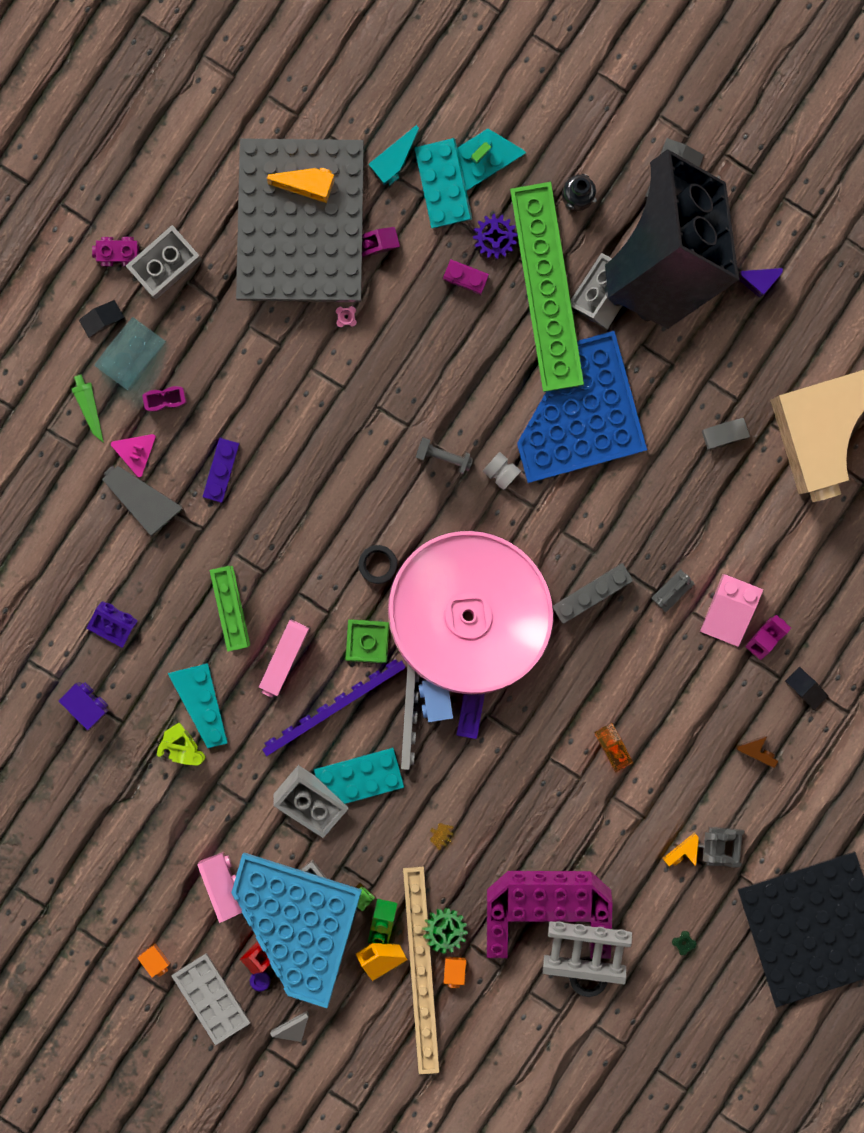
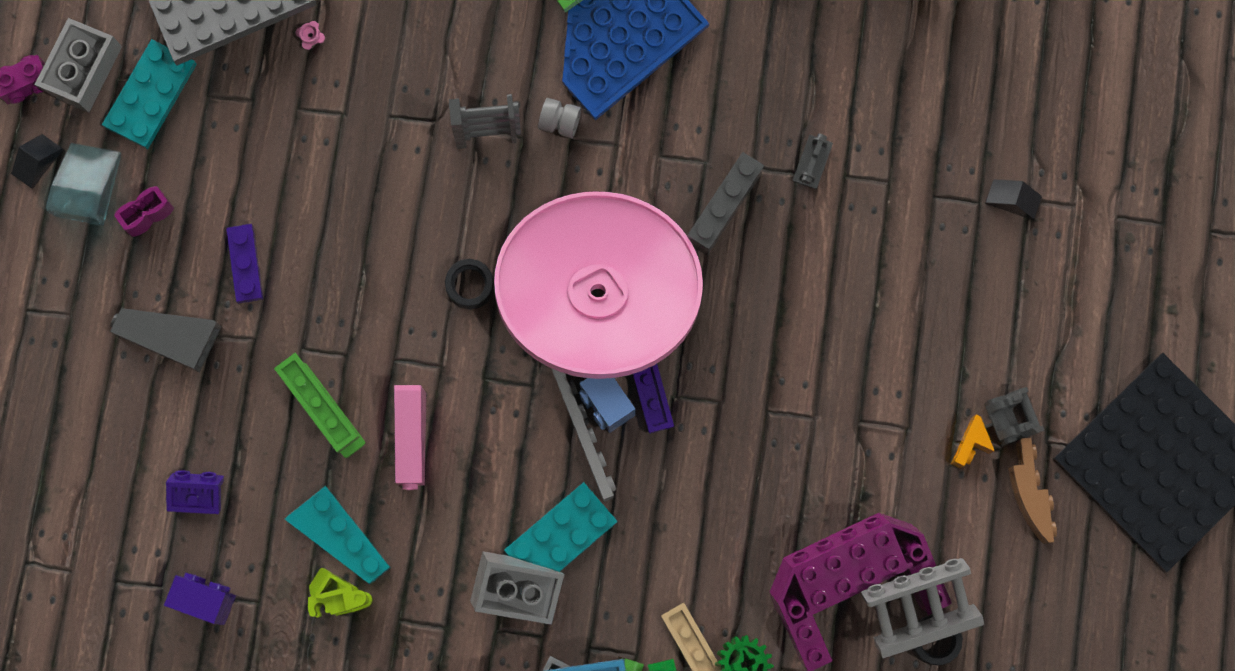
camera: 25 degrees left, 10 degrees down
(85, 399) = (58, 258): bright green bar -> none
(135, 451) = (138, 288): dark pink piece -> none
(204, 307) = (148, 95): none -> teal plate
(326, 711) = (487, 475): dark purple plate -> none
(367, 641) = (498, 376): bright green tile -> none
(440, 835) = (685, 557): clear yellow piece -> none
(613, 747) = (833, 362): clear orange slope -> none
(683, 949) = (1032, 547): clear green plate -> none
(706, 915) = (1033, 503): none -> medium nougat slope
(731, 610) = (887, 150): bright pink slope -> none
(753, 749) = (992, 293): reddish brown slope -> none
(767, 636) = (943, 159): magenta brick -> none

